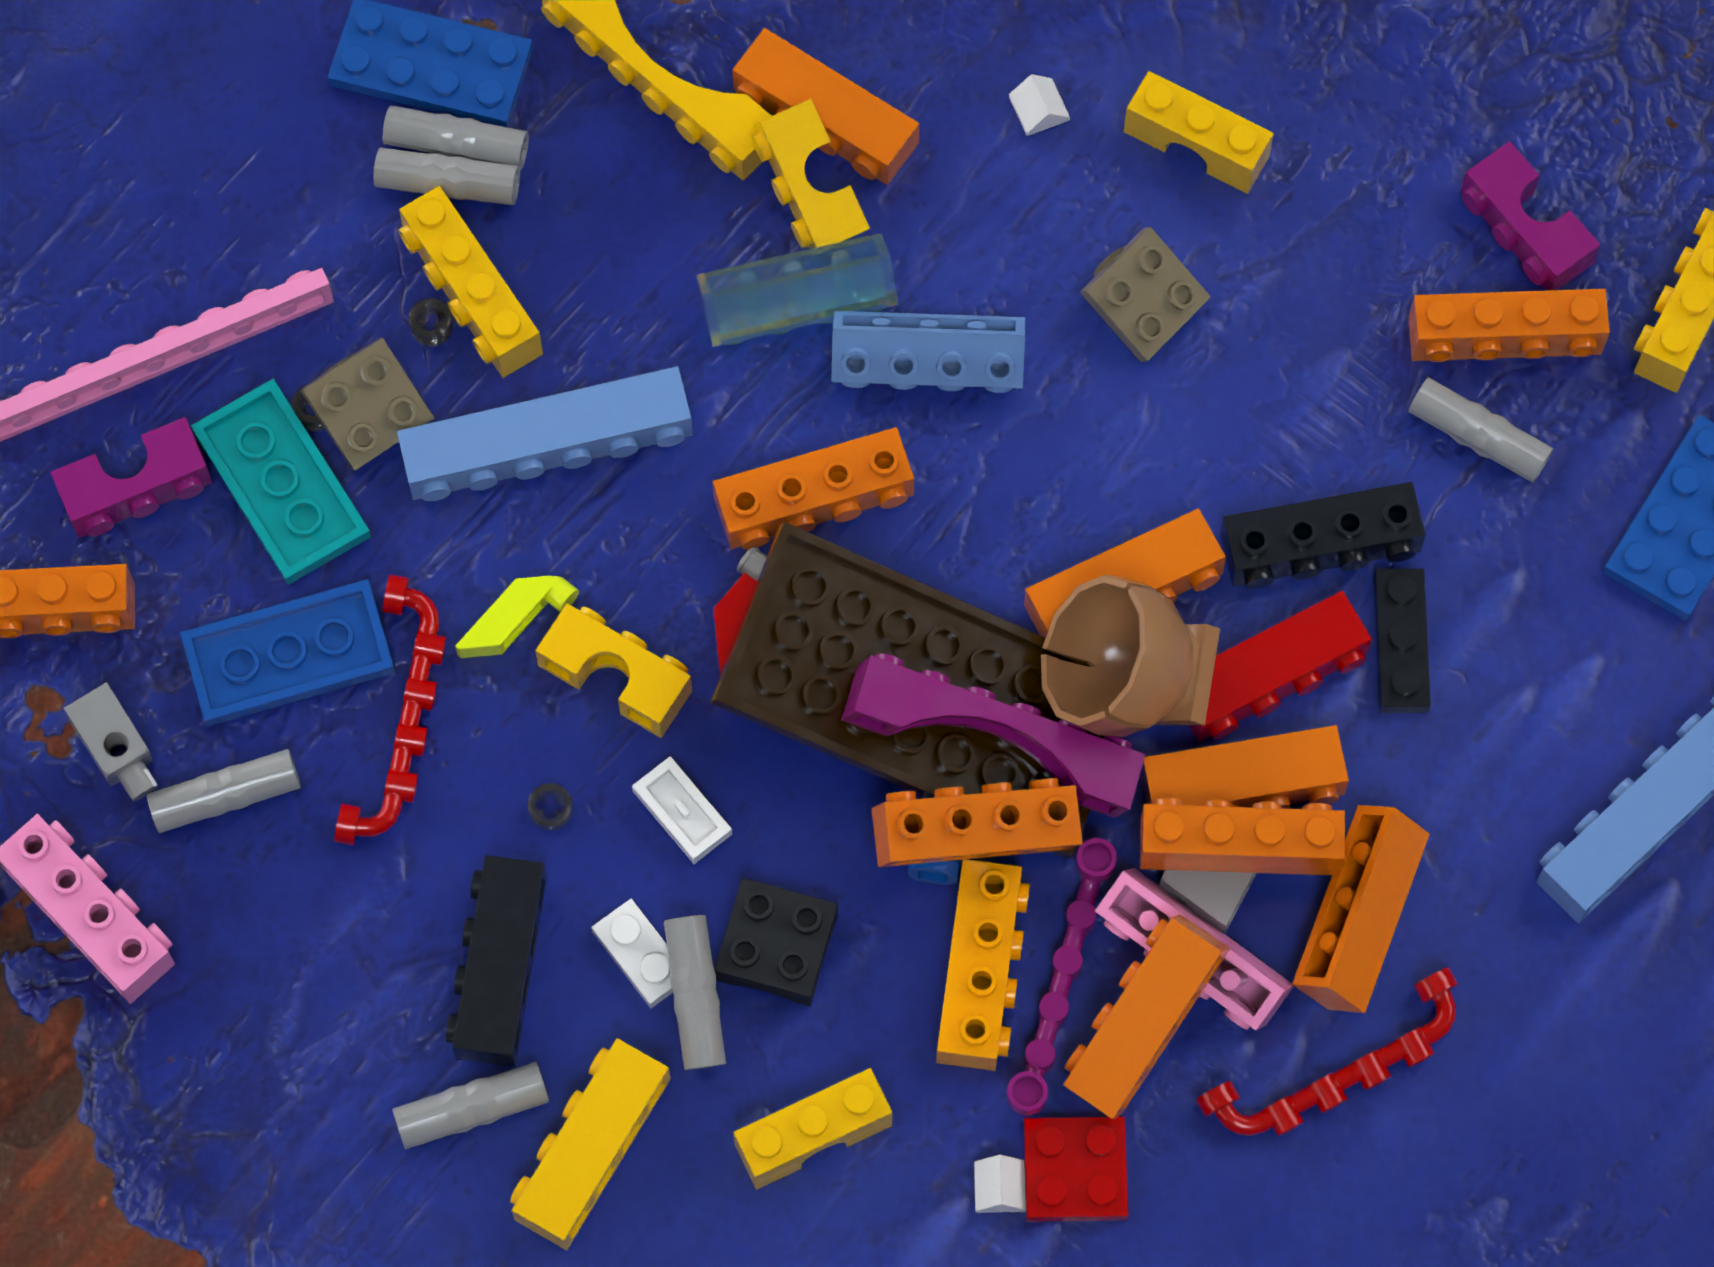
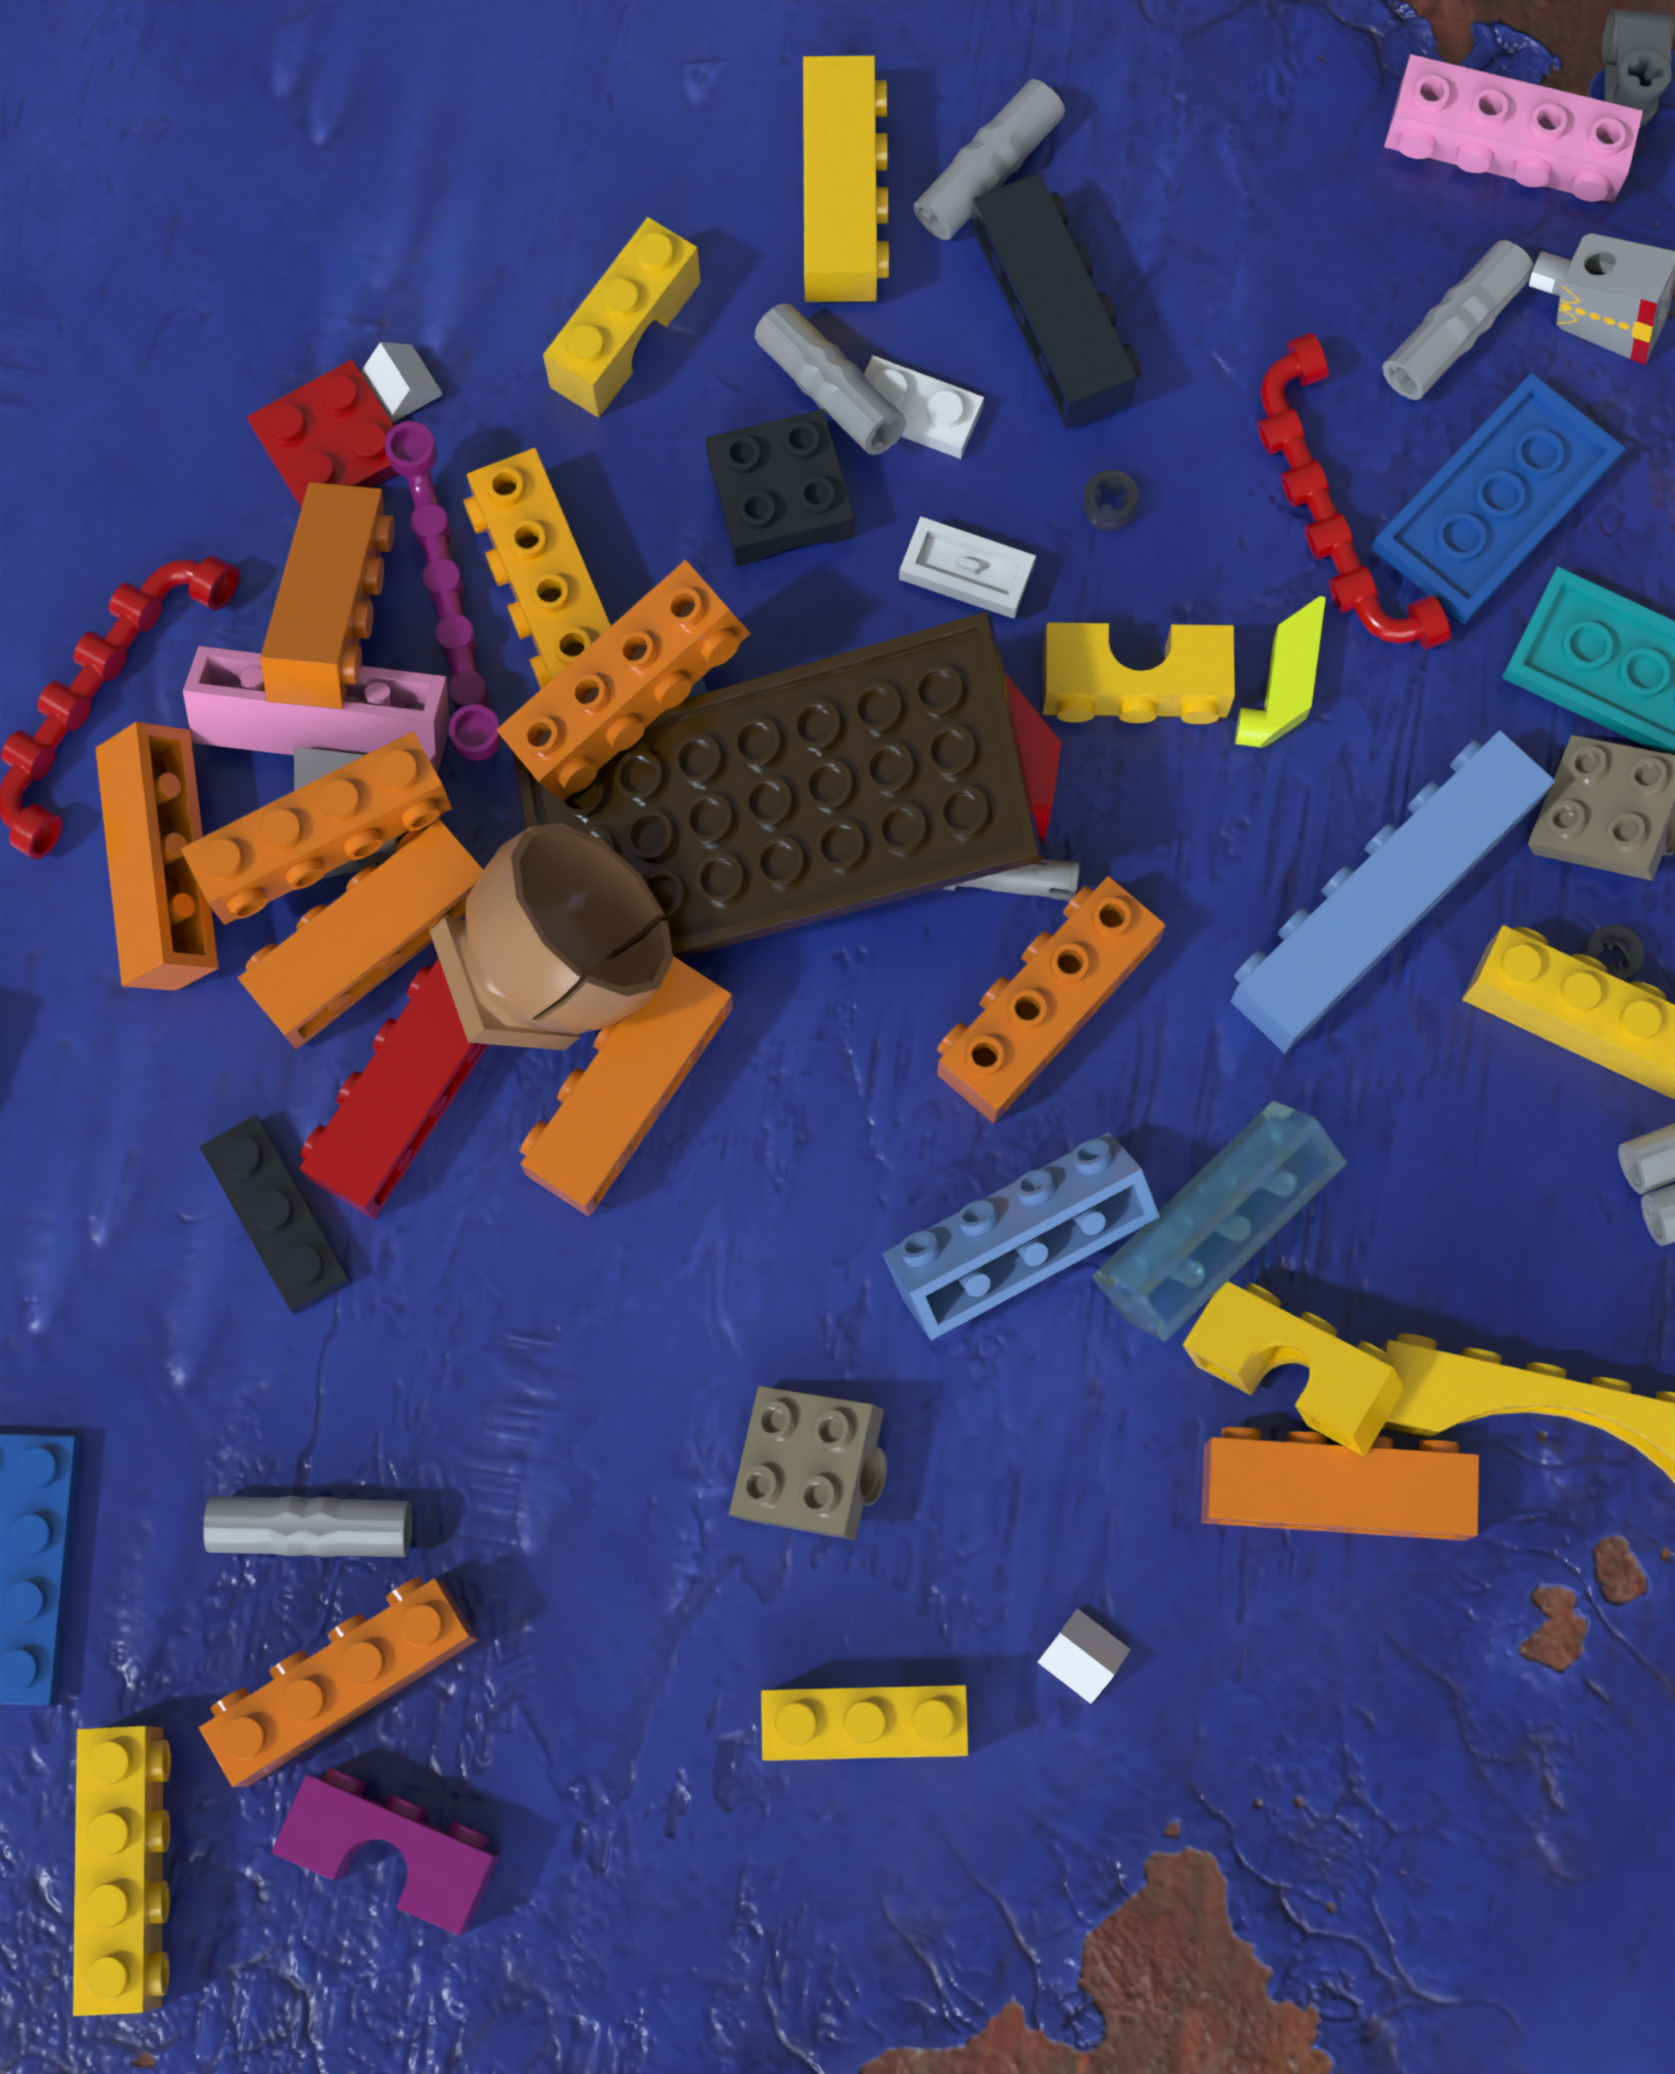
camera: 150 degrees right, 5 degrees up
(896, 699) = (781, 744): magenta arch -> none
(1322, 535) = (429, 1280): black brick -> none

